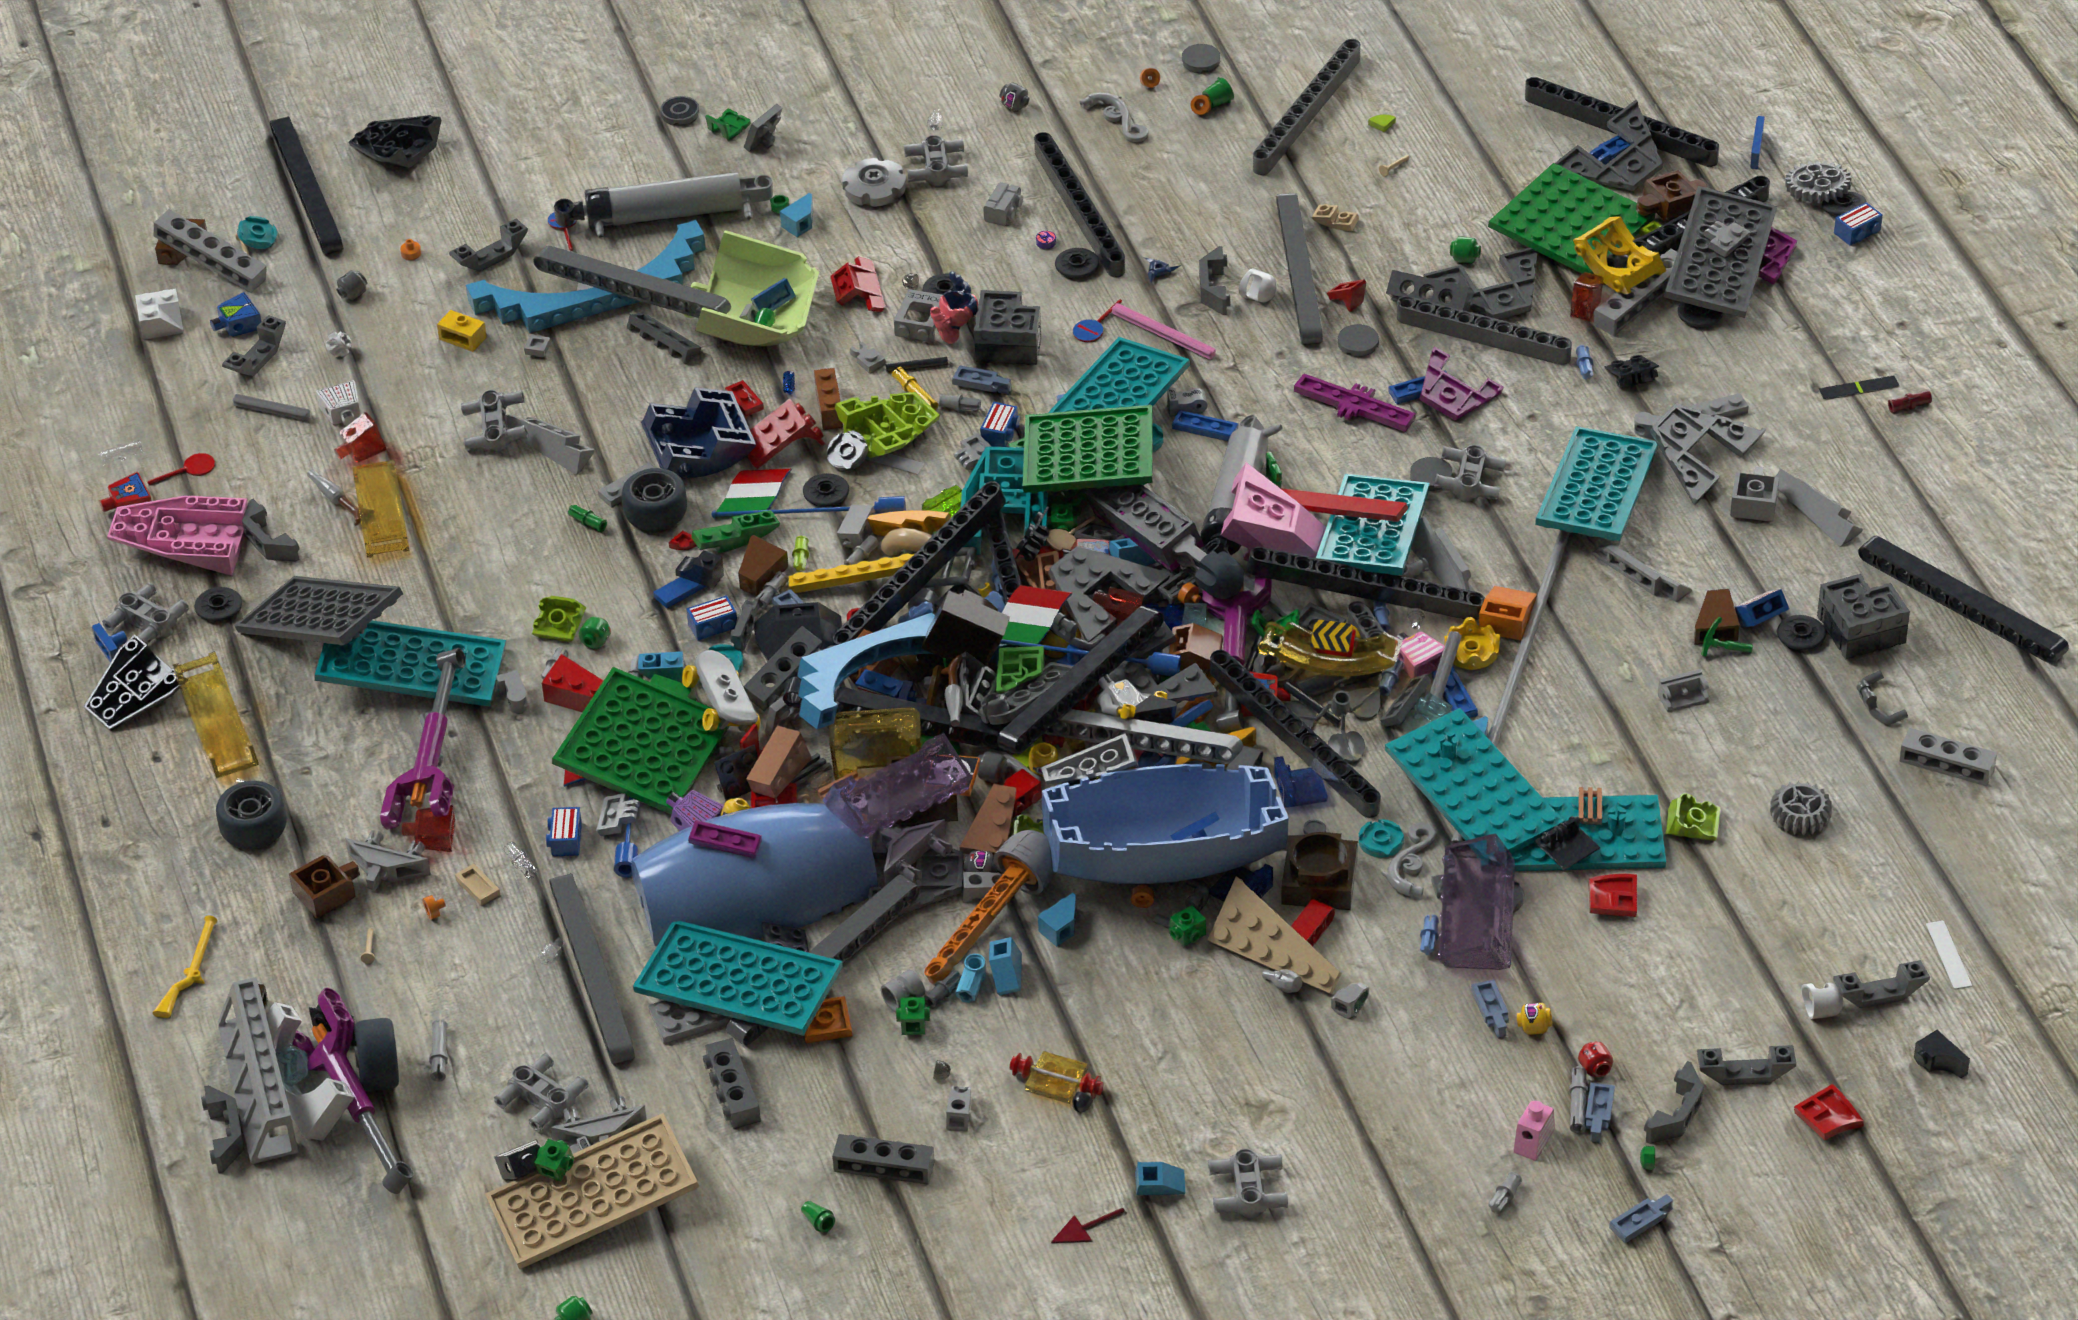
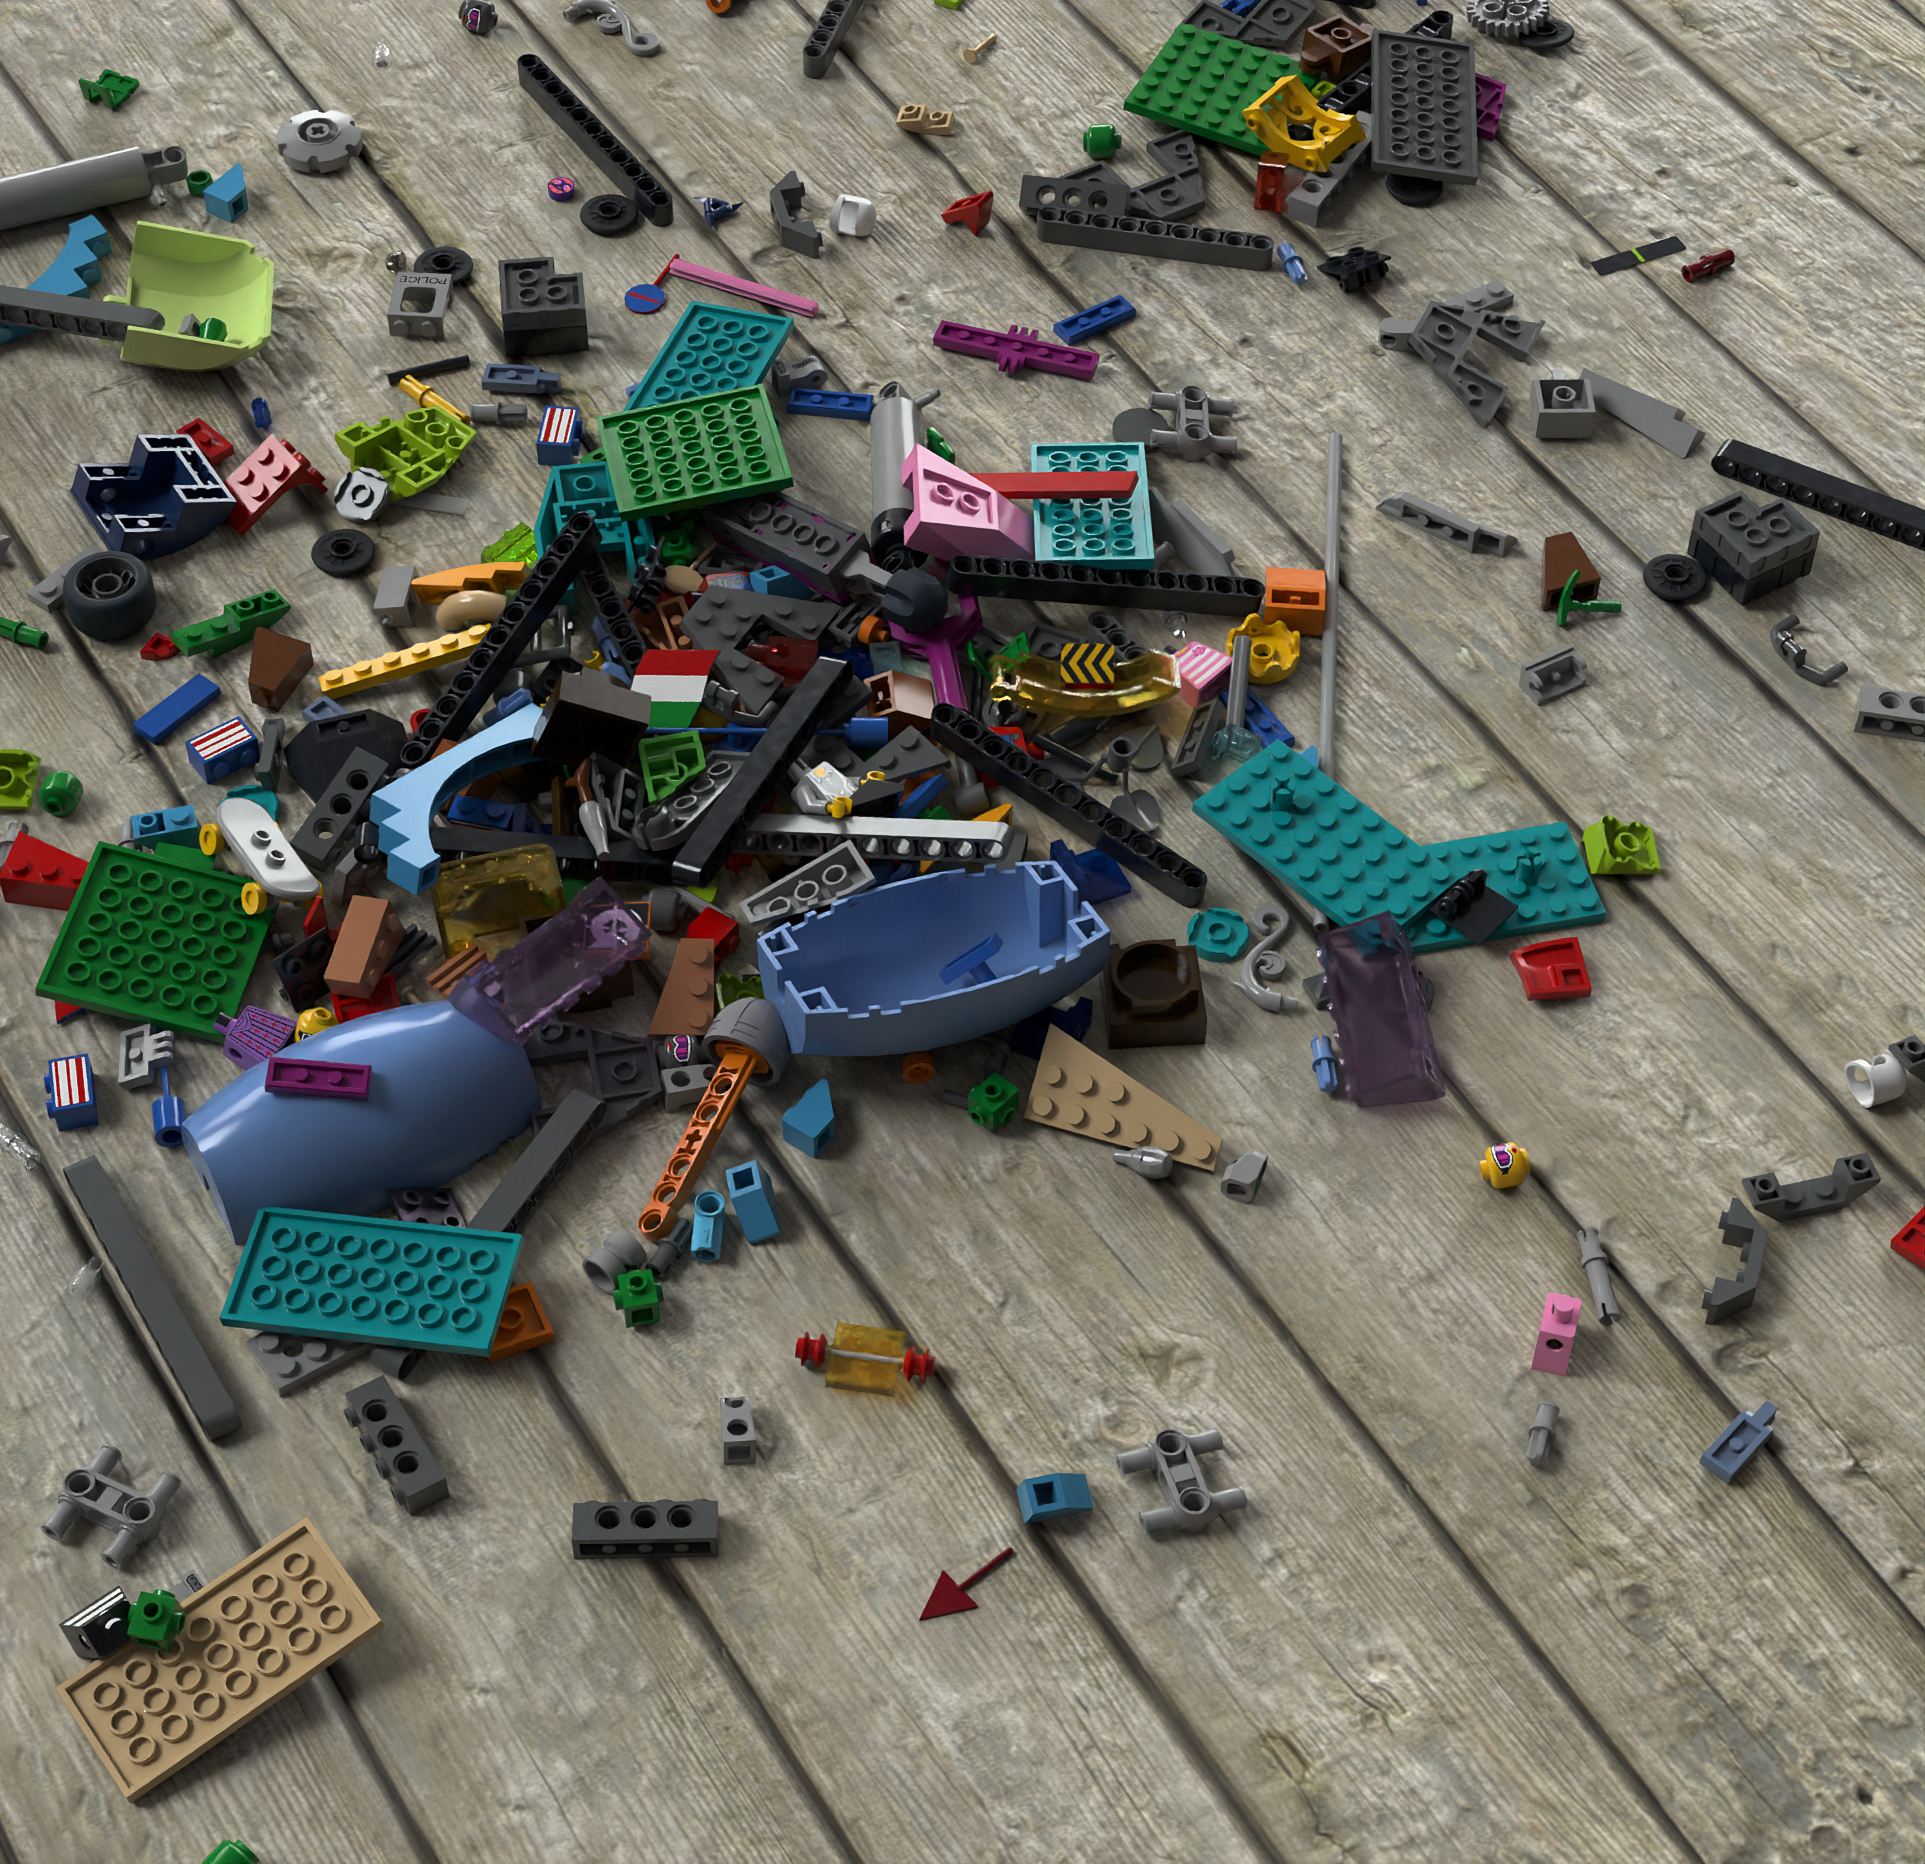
camera: 15 degrees left, 5 degrees up
(598, 1127) = (212, 1552): light grey connector -> none
(663, 335) = (77, 370): dark grey hinge -> none
(679, 110) = (41, 78): tile -> none
(705, 569) = (198, 684): black arch -> none
(758, 489) = (250, 564): flag -> none
(763, 129) = (158, 89): dark grey hinge -> none
(771, 589) = (298, 699): light grey pin -> none
(774, 296) = (219, 301): blue tile -> none
(800, 553) = (327, 643): lime axle -> none
(820, 1217) = (569, 1638): green cone -> none
(827, 396) = (319, 427): dark orange brick -> none
(859, 280) = (324, 268): red plate -> none
(862, 552) = (412, 630): light grey axle -> none
(868, 359) = (361, 370): light grey plate -> none
(909, 846) = (576, 1043): light grey connector -> none
(937, 170) = (397, 114): light grey piece -> none
(941, 1070) = (696, 1374): clear smoke hinge -> none
(955, 309) = (466, 290): hair -> none
(971, 451) = (531, 475): light grey hinge -> none
(1002, 204) = (495, 150): light grey brick -> none
(1040, 756) = (731, 887): yellow head -> none
(1081, 1102) = (910, 1391): black hinge -> none
(1299, 268) = (899, 189): dark grey beam -> none
(1313, 921) = (1163, 1067): red beam -> none
(1314, 826) = (1124, 934): dark grey piece -> none
(1358, 340) = (997, 270): dark grey tile -> none
(1381, 614) = (1131, 622): medium blue axle -> none
(1390, 677) = (1165, 715): medium blue axle -> none
(1450, 394) = (1137, 324): wing -> none
(1491, 1006) = (1439, 1156): sand blue hinge -> none
(1590, 794) = (1483, 834): nougat tile -> none
(1596, 1059) = (1606, 1212): red head -> none
(1597, 483) = (1361, 417): teal plate -> none
(1599, 1109) = (1631, 1286): sand blue hinge -> none
(1647, 1157) = (1721, 1348): green tile -> none
(1726, 238) = (1426, 89): light grey hinge -> none
(1761, 608) = (1620, 551): blue brick -> none
(1801, 808) = (1757, 806): light grey gear -> none
(1858, 224) = (1572, 56): blue brick -> none

